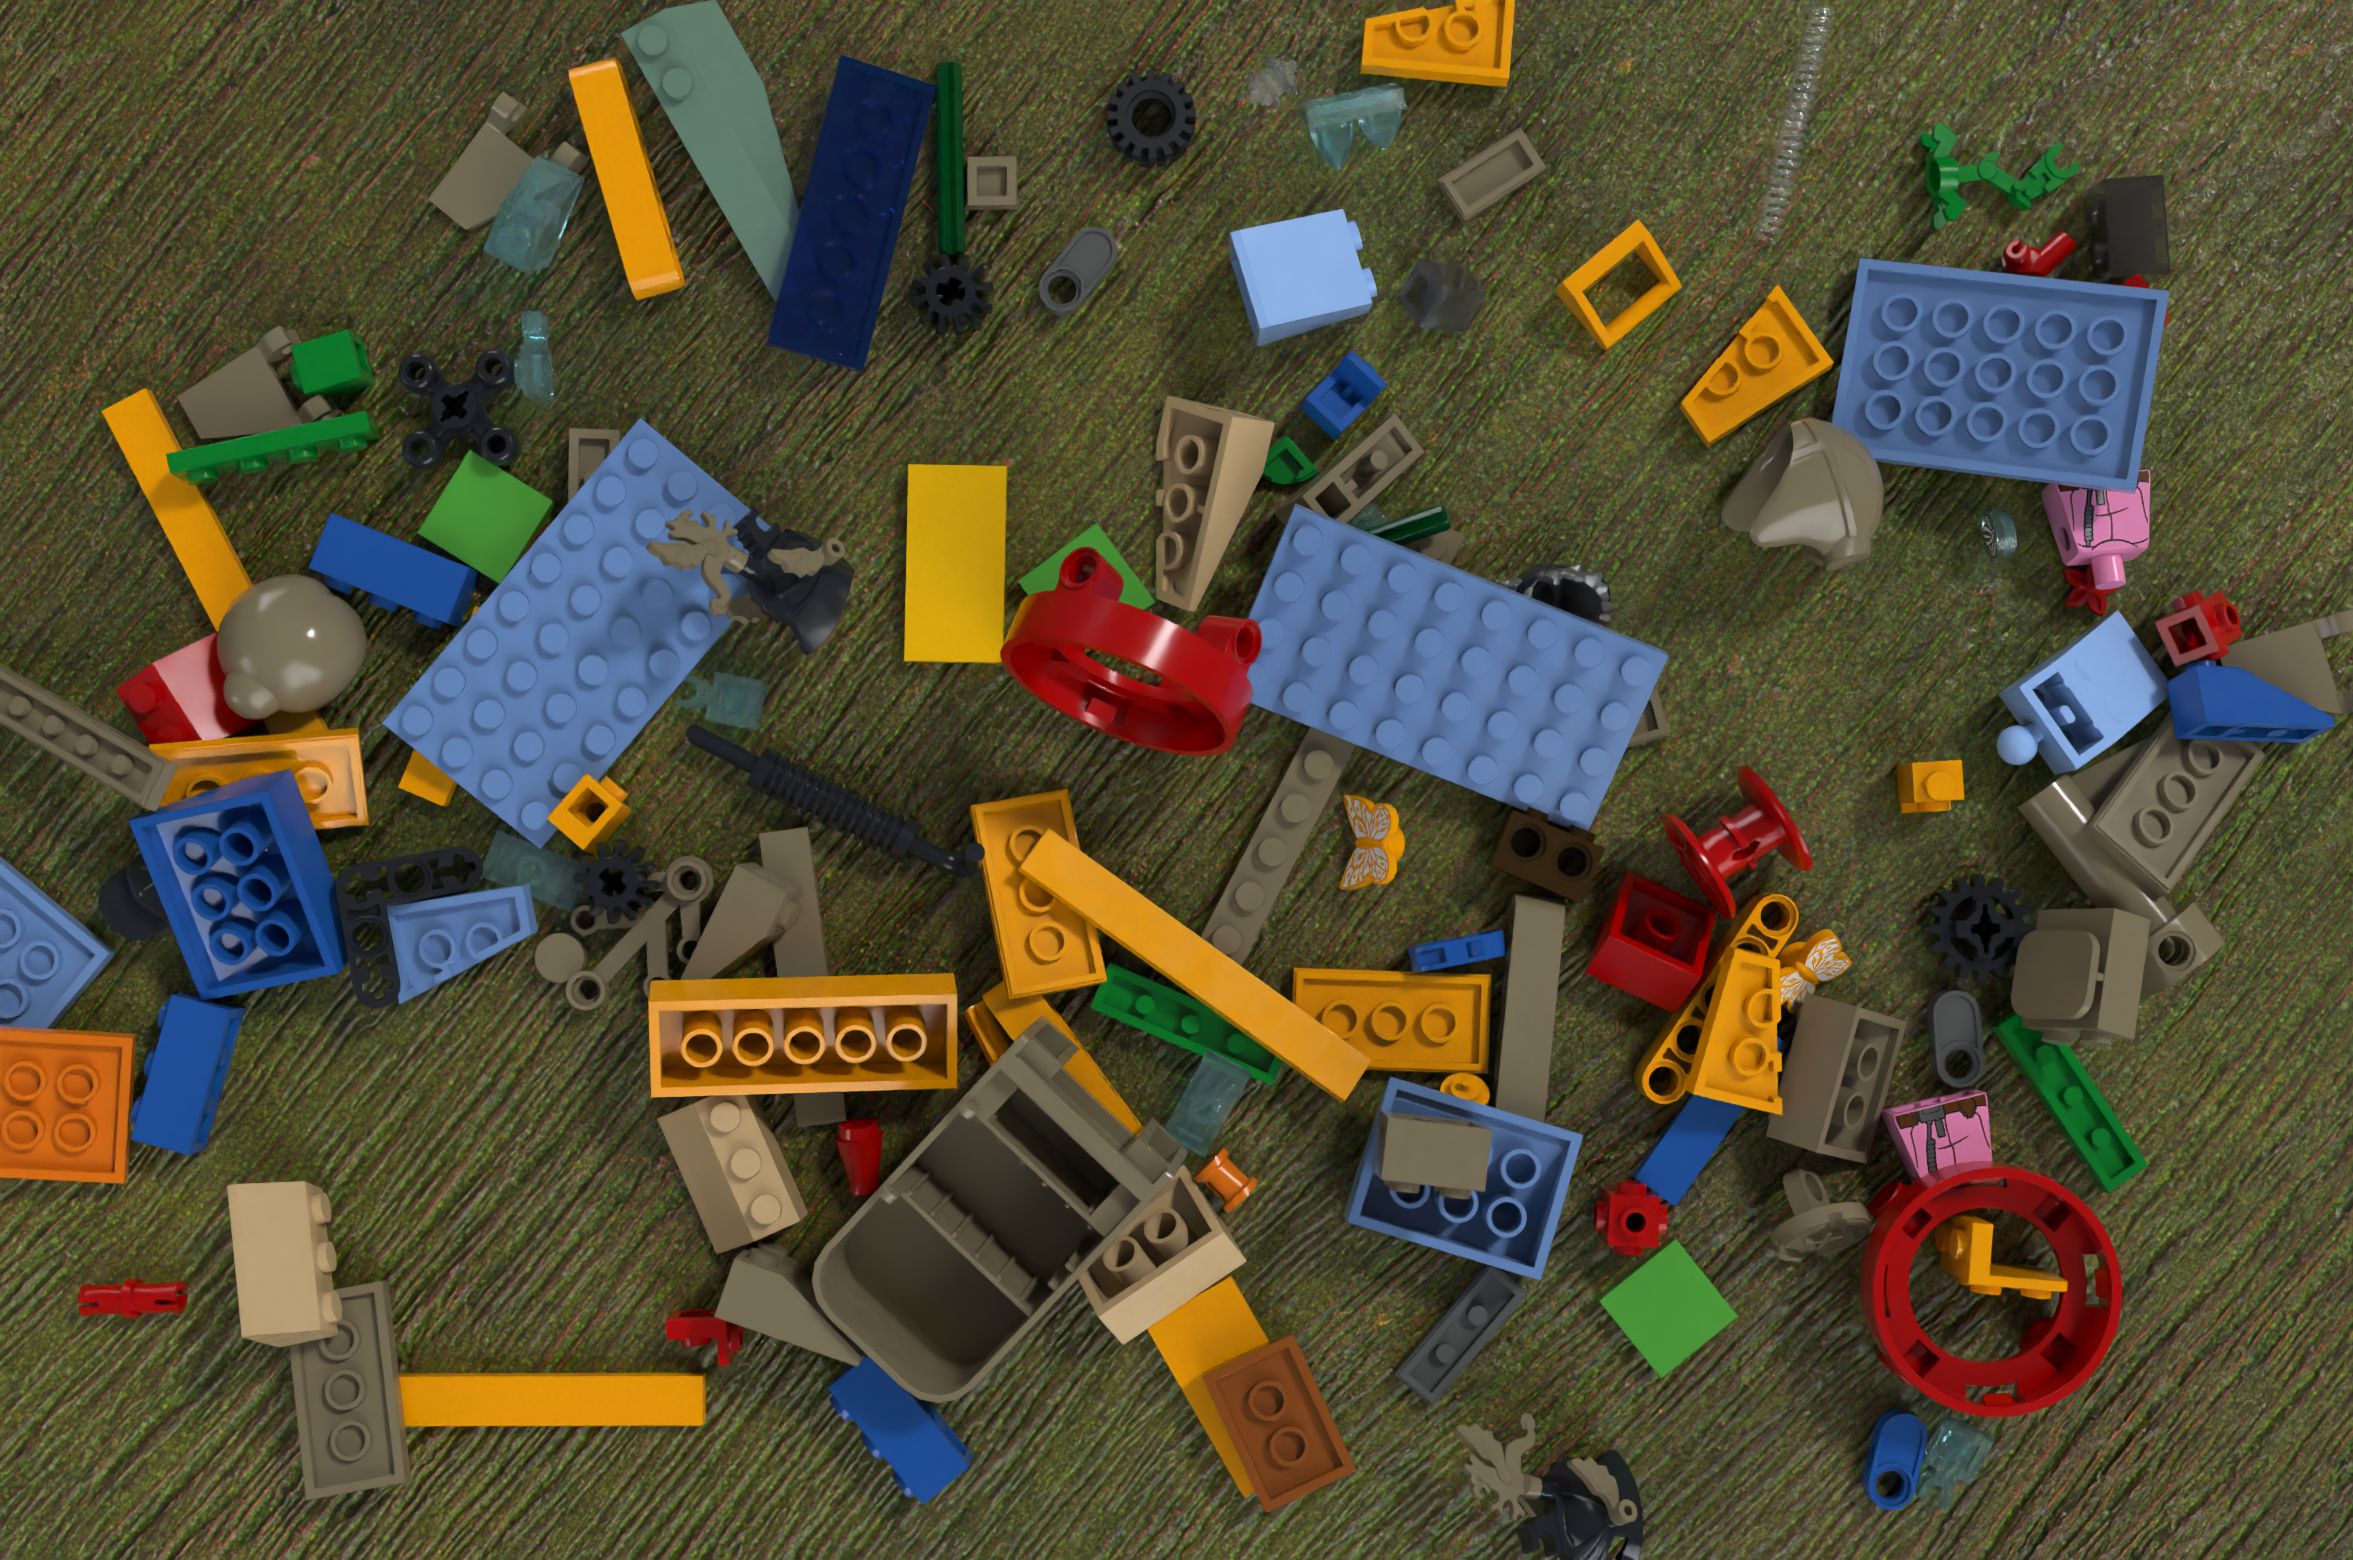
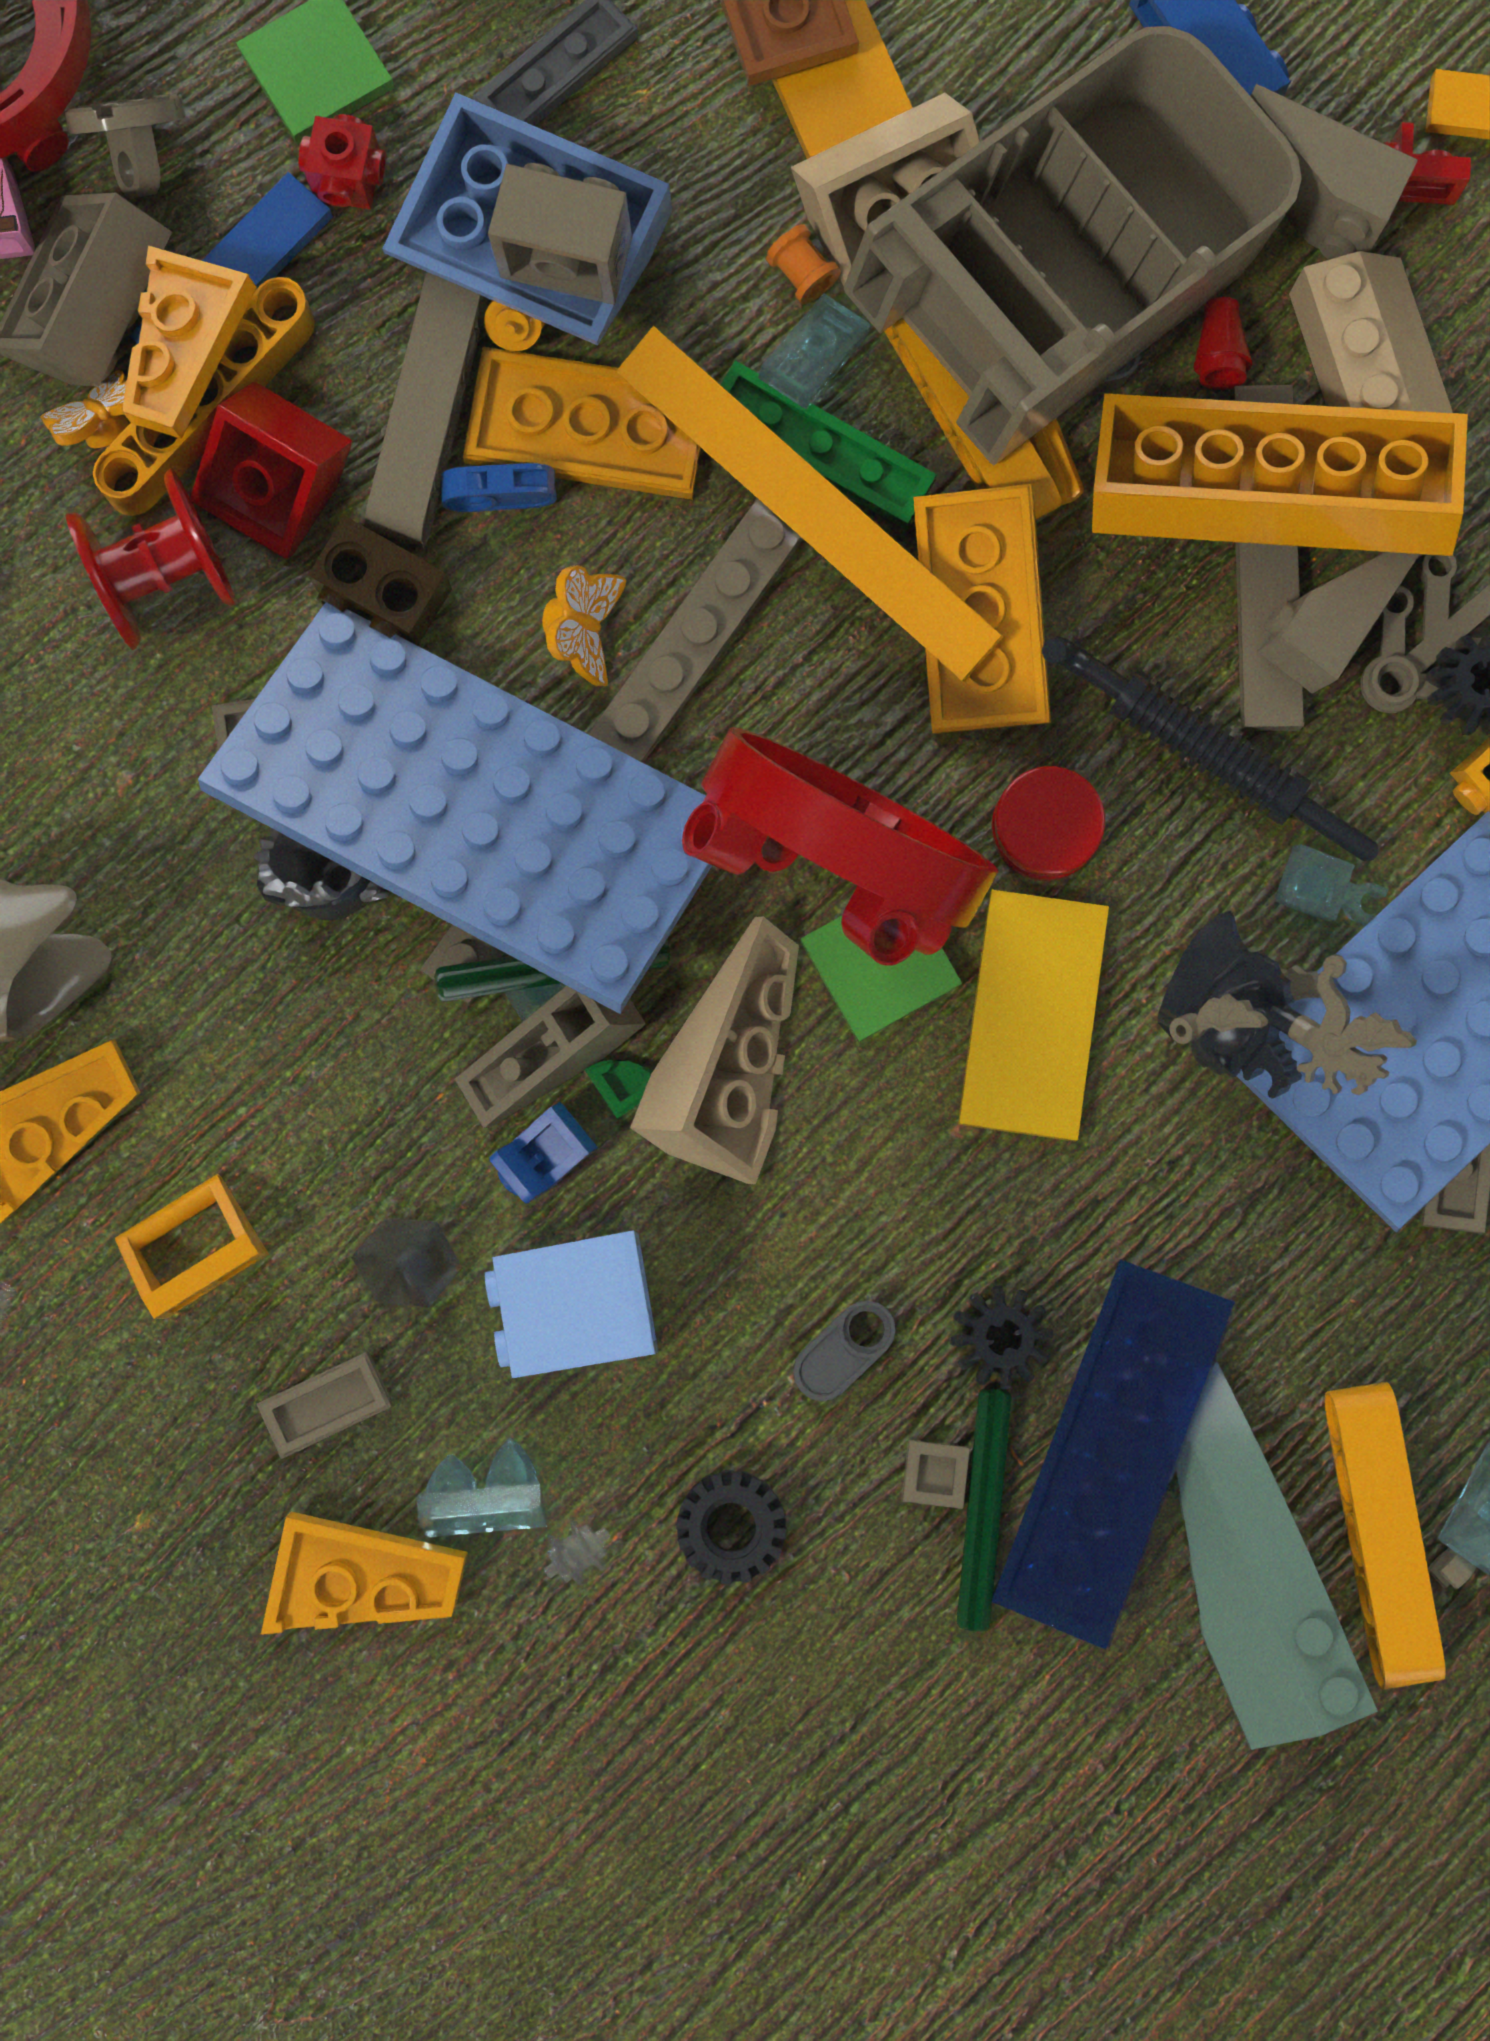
camera: 175 degrees left, 5 degrees down
(962, 723) = (1048, 823): none -> red head

